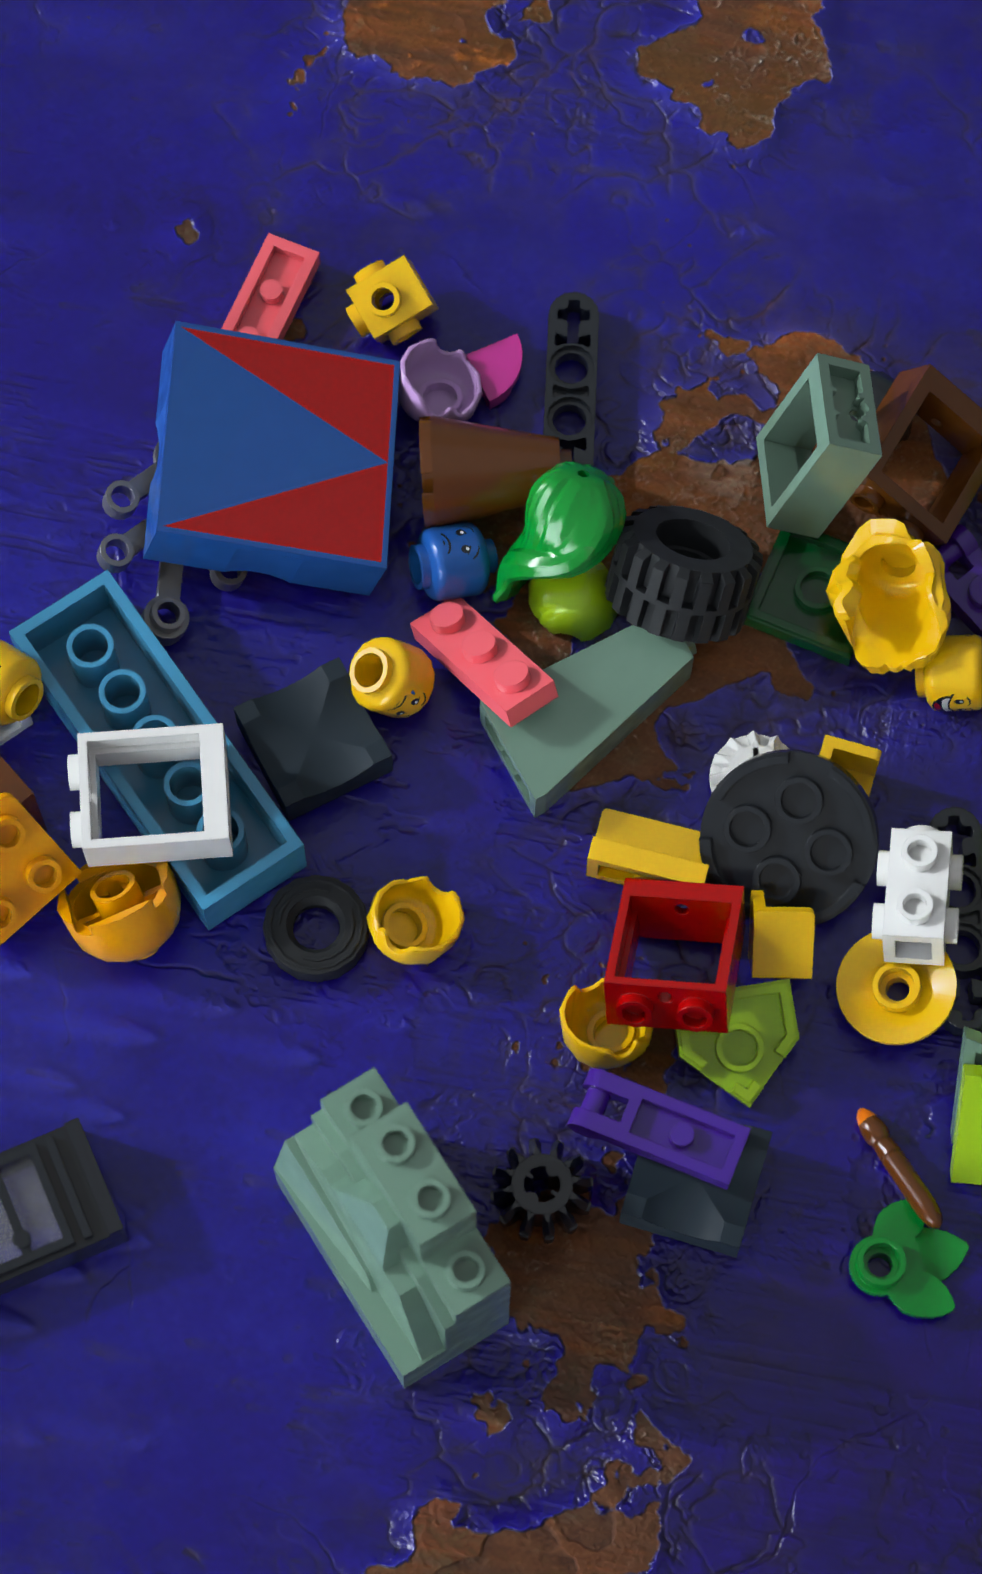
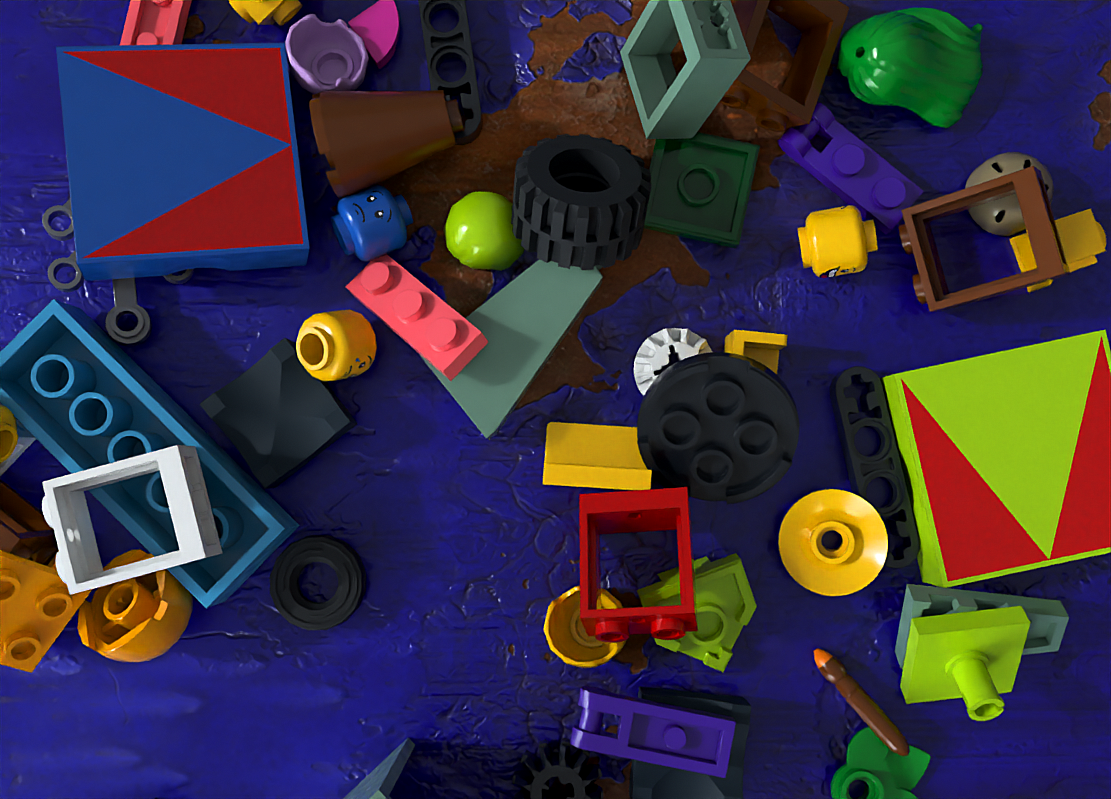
camera: 10 degrees left, 15 degrees up
(415, 920) = (401, 565): yellow hair -> none
(568, 528) = (468, 180): green piece -> none
(780, 940) = (726, 528): yellow panel -> none
(891, 597) = (772, 187): yellow hair -> none
(918, 882) = (842, 456): white brick -> none

